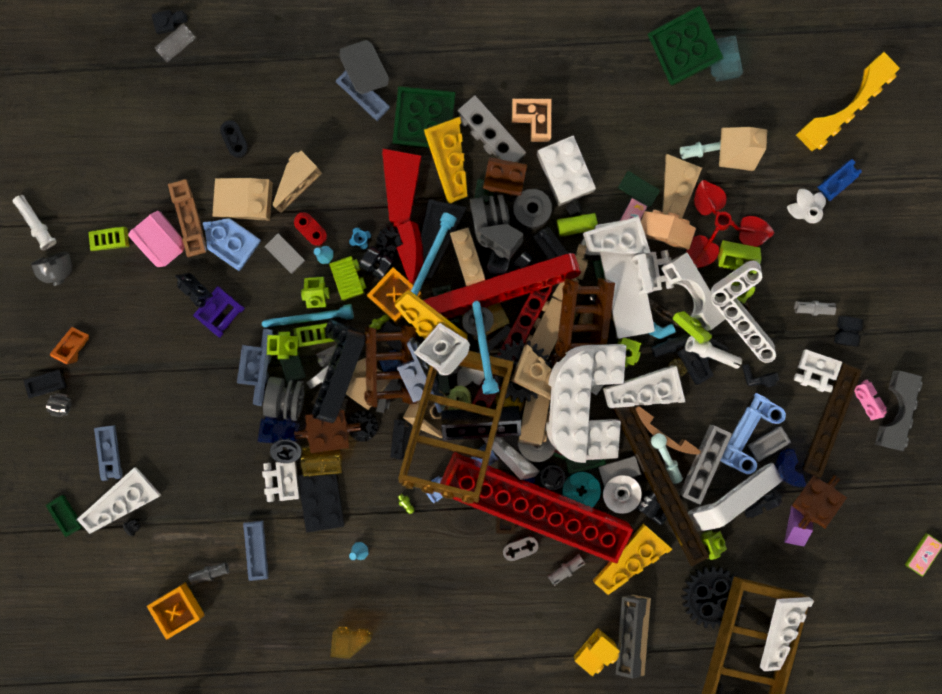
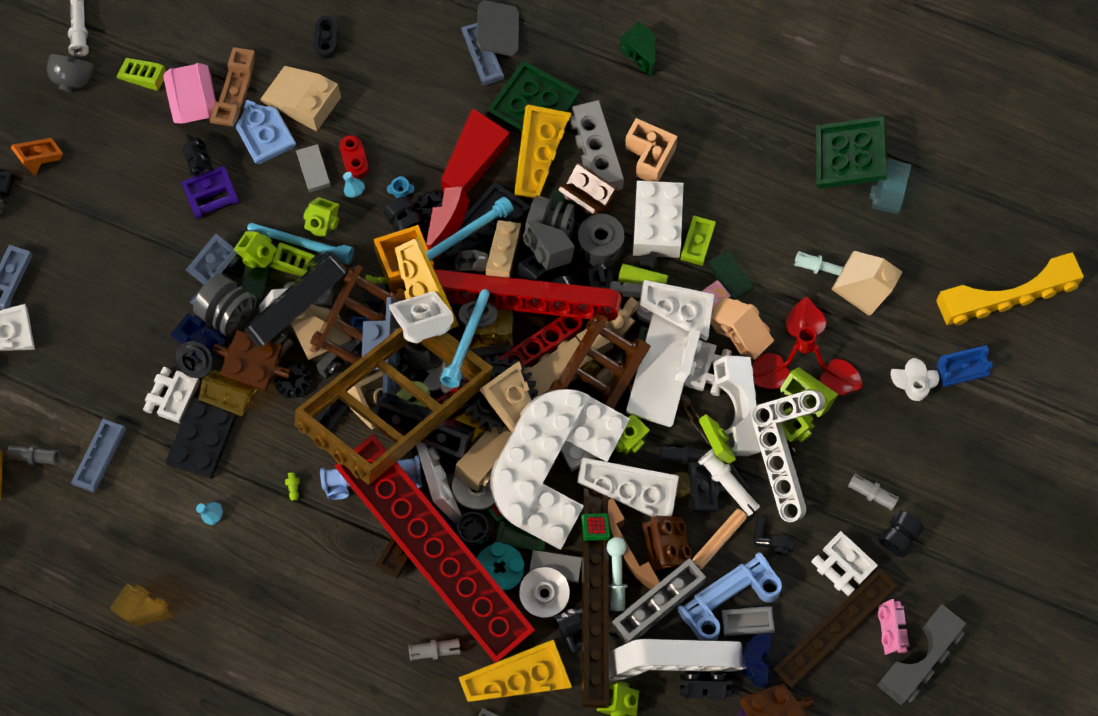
camera: 30 degrees right, 20 degrees down
(296, 179) = (363, 99): tan slope -> none
(347, 278) = (364, 220): lime brick -> none
(447, 273) = (471, 261): none -> dark grey beam
(483, 30) = (640, 46): none -> dark green slope
(518, 544) = (394, 605): light grey beam -> none
(571, 239) = (628, 289): none -> light grey axle
(602, 173) = (698, 240): none -> lime plate
(637, 433) = (595, 527): none -> tile
(662, 332) = (679, 436): medium azure arm -> none
(678, 185) = (779, 289): tan wing -> none
(690, 418) = (666, 542): none -> reddish brown bracket
(723, 394) = (719, 538): none -> light nougat axle

